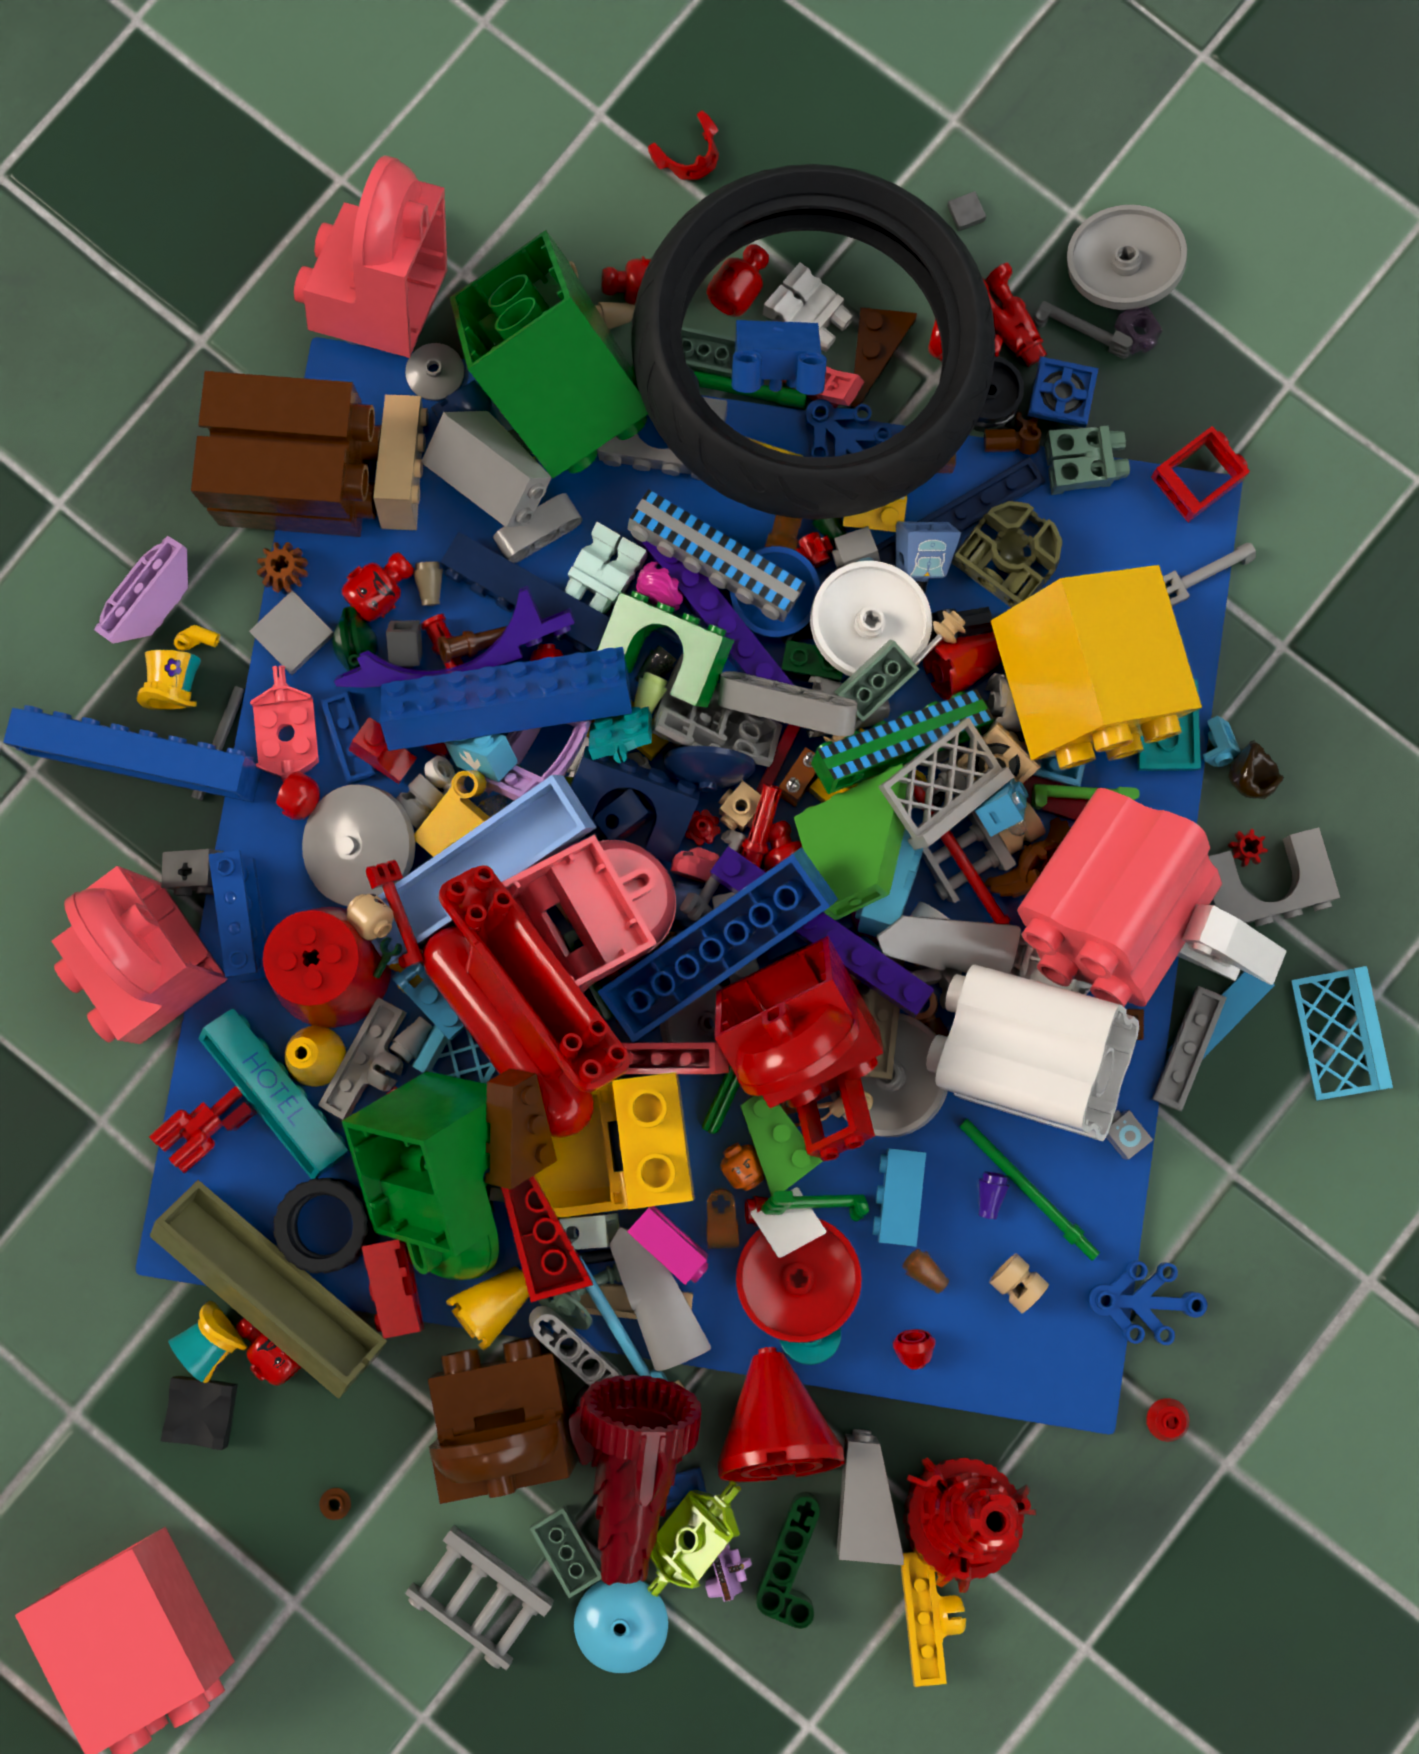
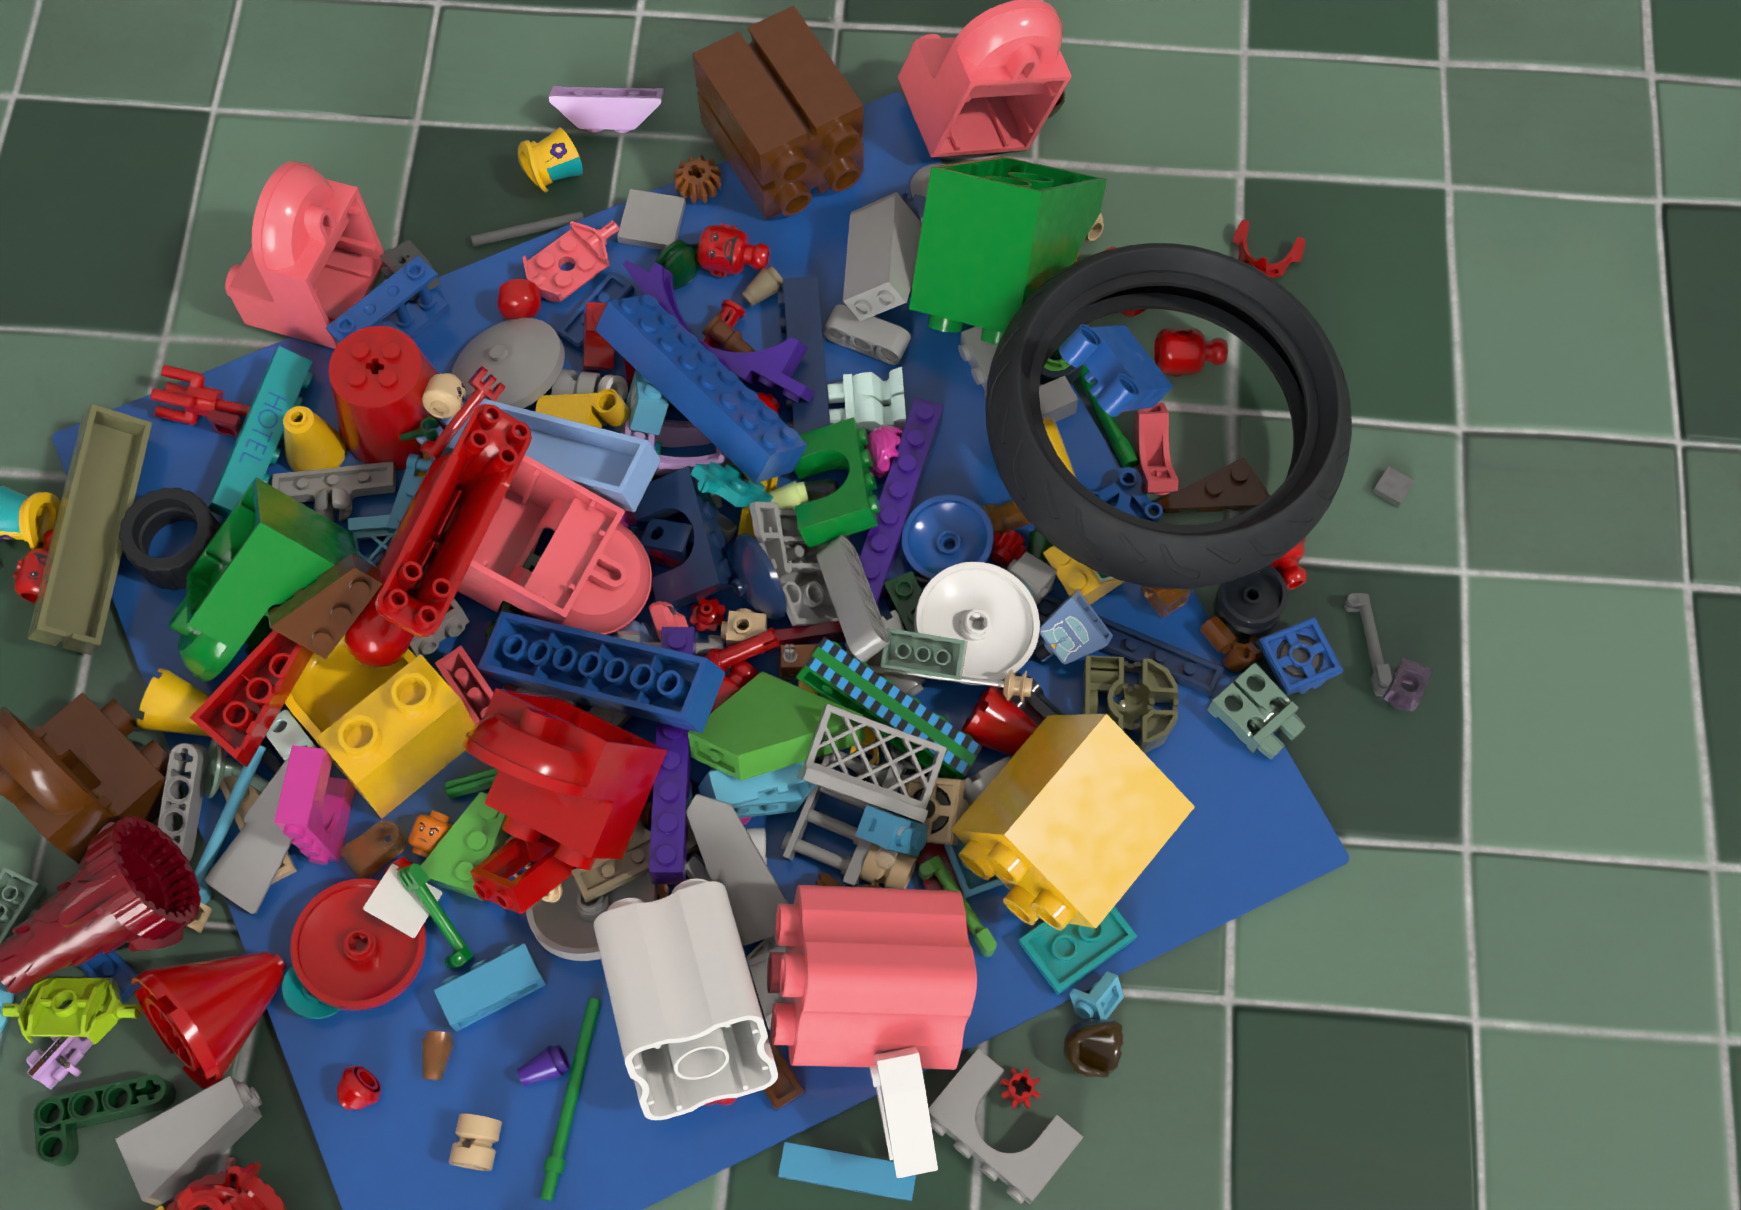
camera: 50 degrees right, 15 degrees down
(133, 754) = (474, 170): blue piece -> none
(195, 635) = (601, 160): yellow arm -> none
(393, 1288) = (144, 627): red wedge -> none
(400, 462) = (826, 208): tan wedge -> none
(404, 643) = (698, 297): dark grey brick -> none
(410, 1041) = (370, 506): light grey cone -> none
(715, 556) = (937, 467): brick -> none
(816, 304) = (1204, 427): white hips -> none
(967, 869) = (829, 823): red bar -> none
(1013, 321) = (1329, 583): red piece -> none
(1127, 257) = (1459, 632): light grey dish -> none
(1127, 1134) = (677, 1149): light grey brick -> none
(1178, 492) = (1302, 784): red window -> none
(1189, 1048) = (797, 1158): light grey tile -> none
(1244, 553) = (1210, 868): light grey hinge -> none

